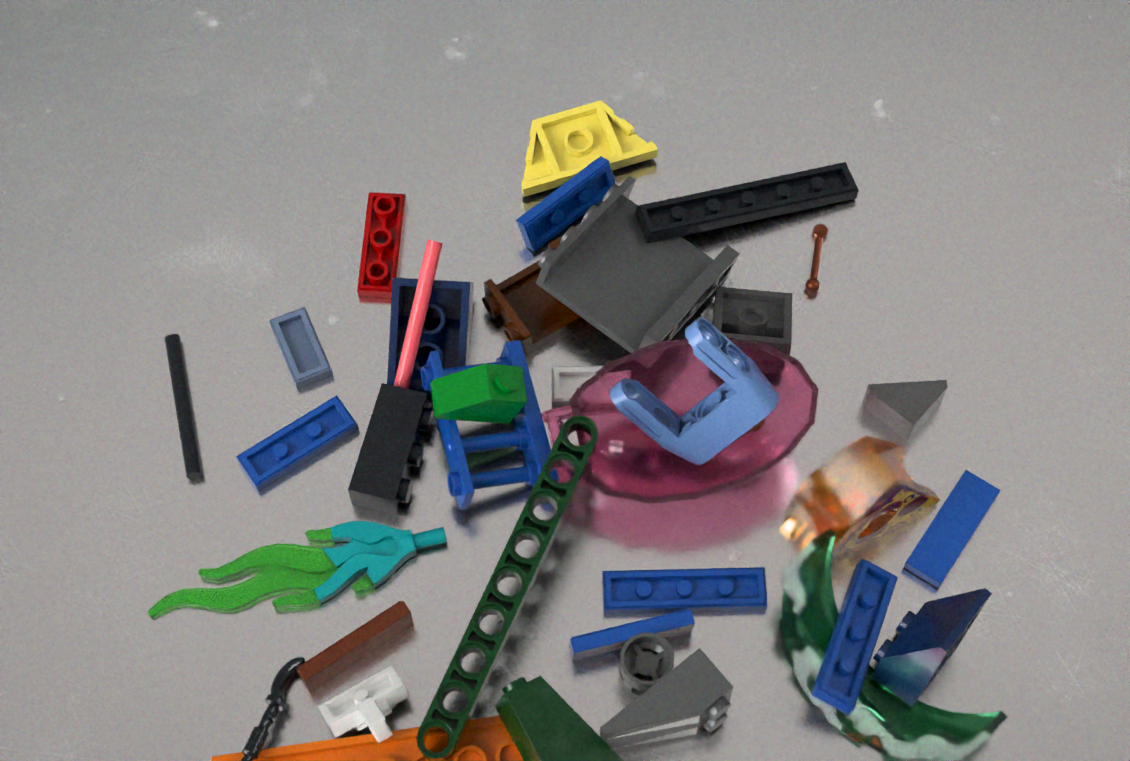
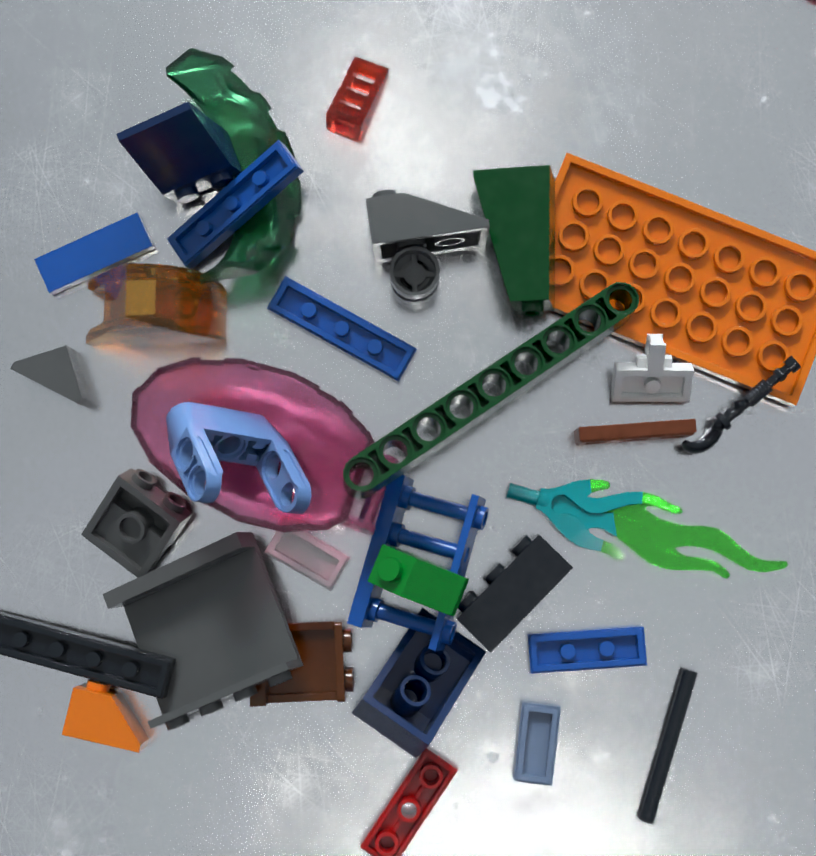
camera: 145 degrees left, 20 degrees up
(418, 314) = (424, 697): coral bar -> none
(566, 204) = (220, 744): blue tile -> none
(574, 139) = (171, 802): light yellow wing -> none
(615, 637) = (408, 312): blue tile -> none
(673, 171) = (103, 718): none -> orange slope
(819, 233) = (15, 585): copper hinge -> none

